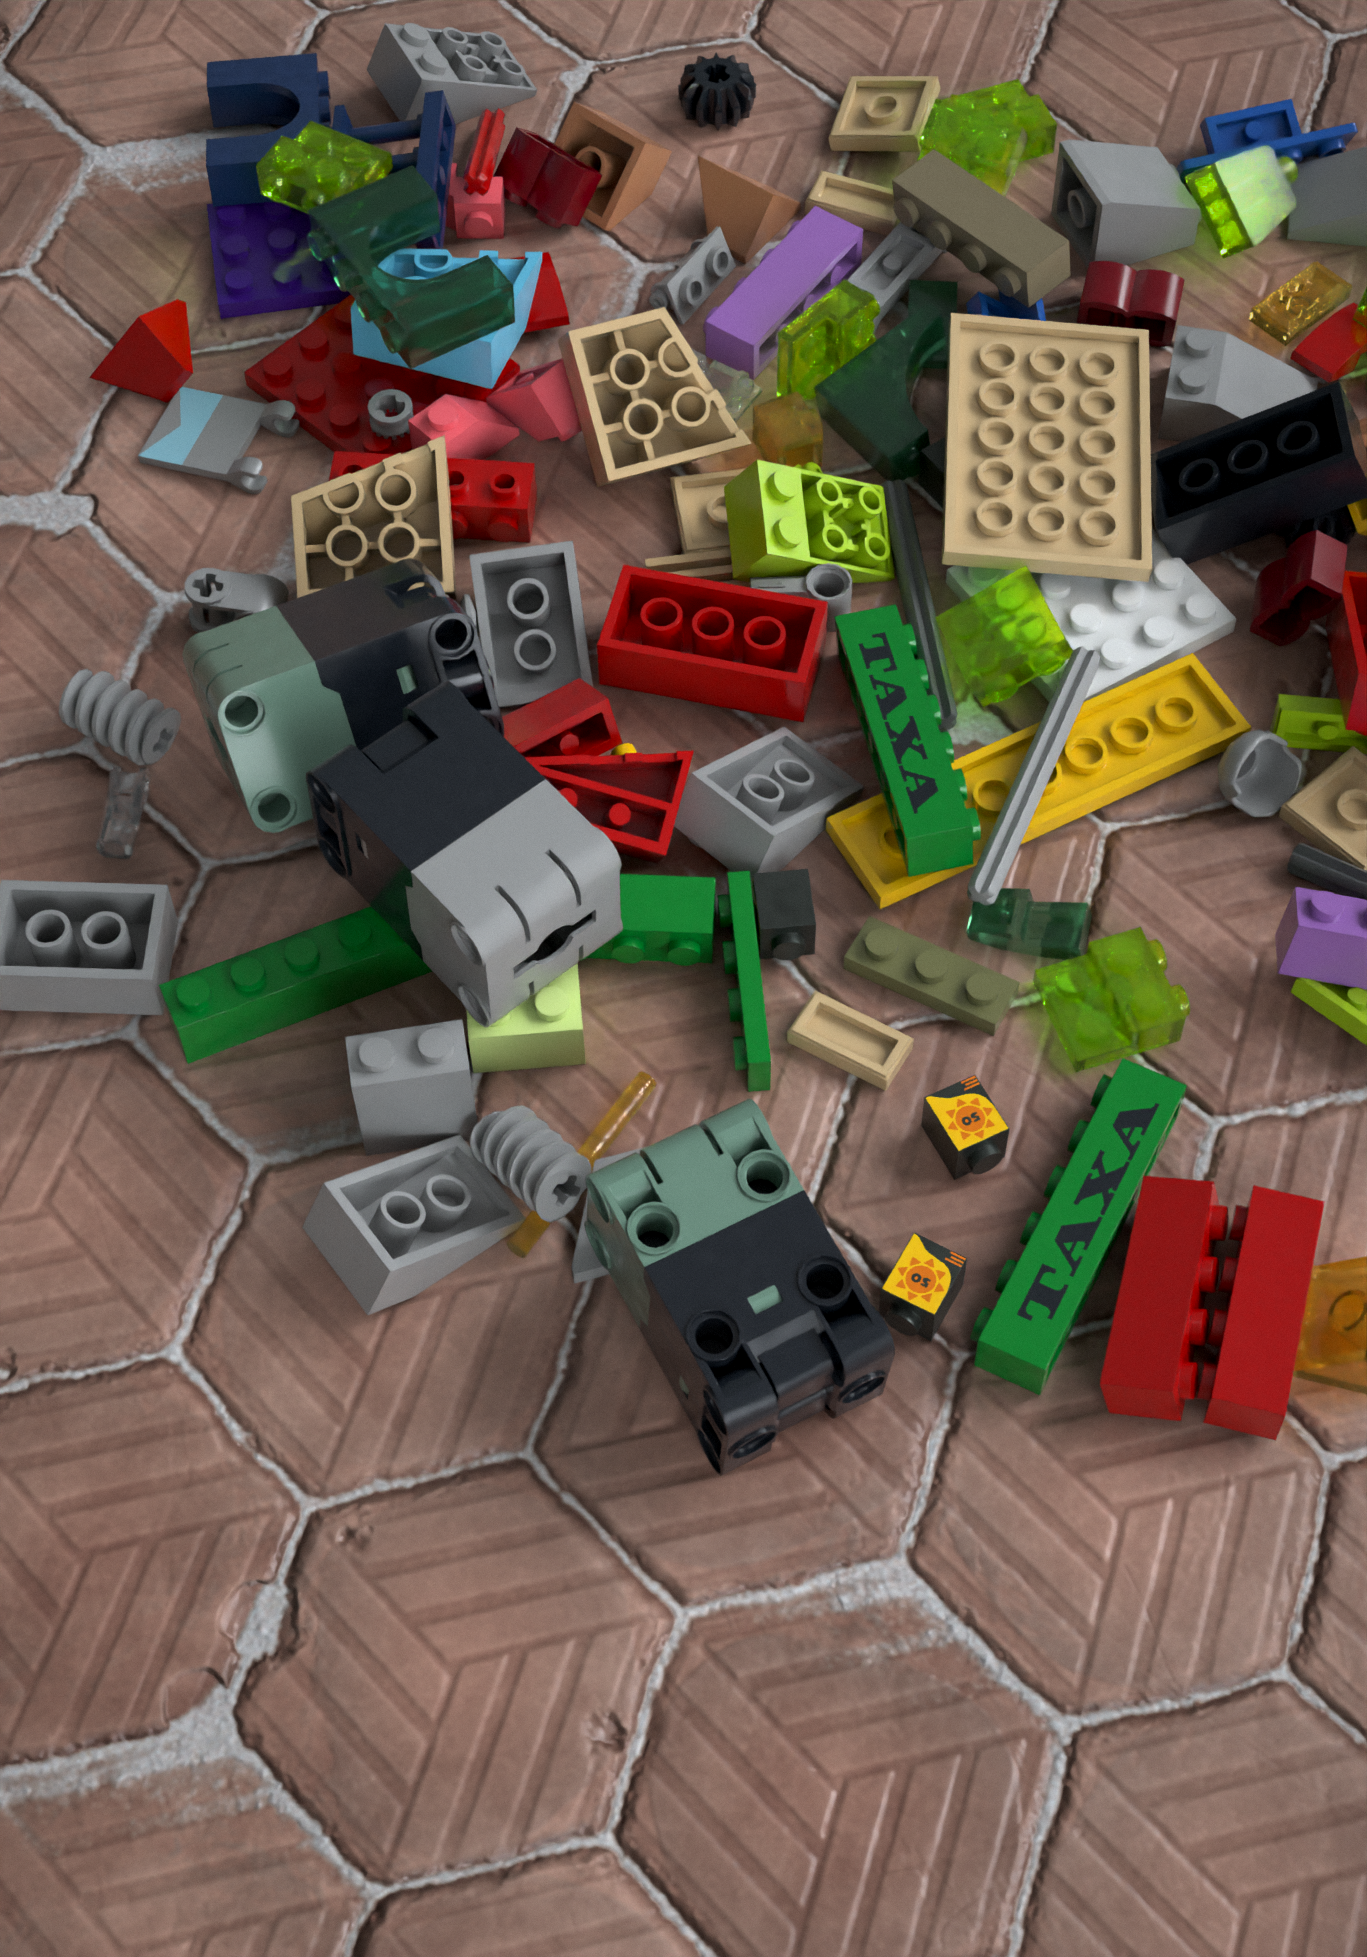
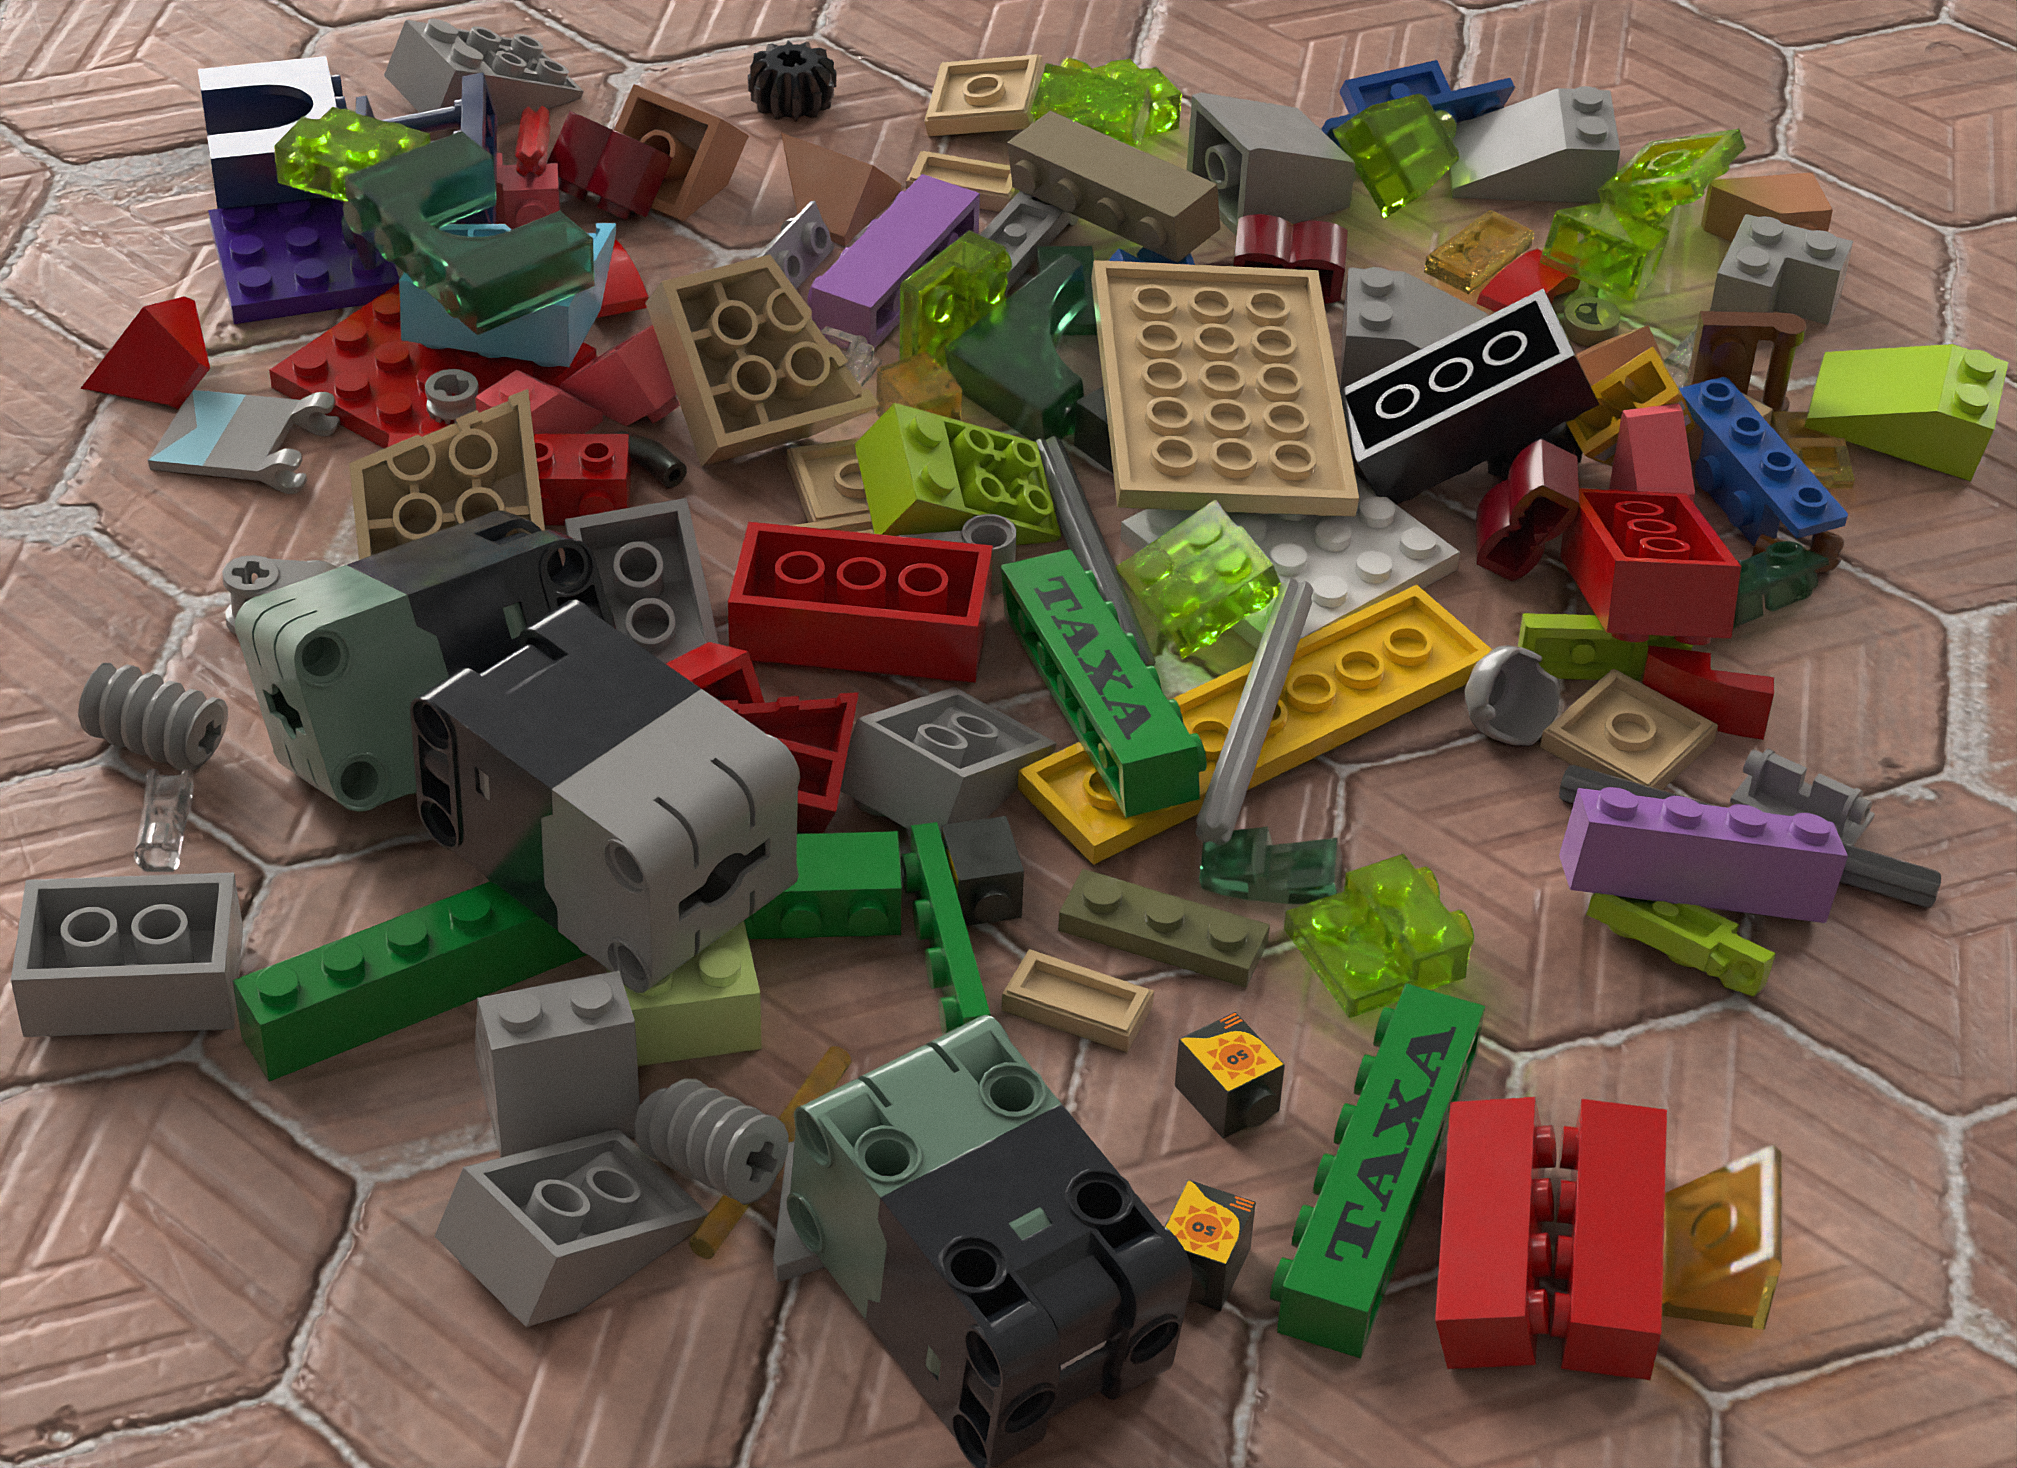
camera: 10 degrees left, 15 degrees down
(556, 477) = (656, 459): none -> pearl dark grey arm

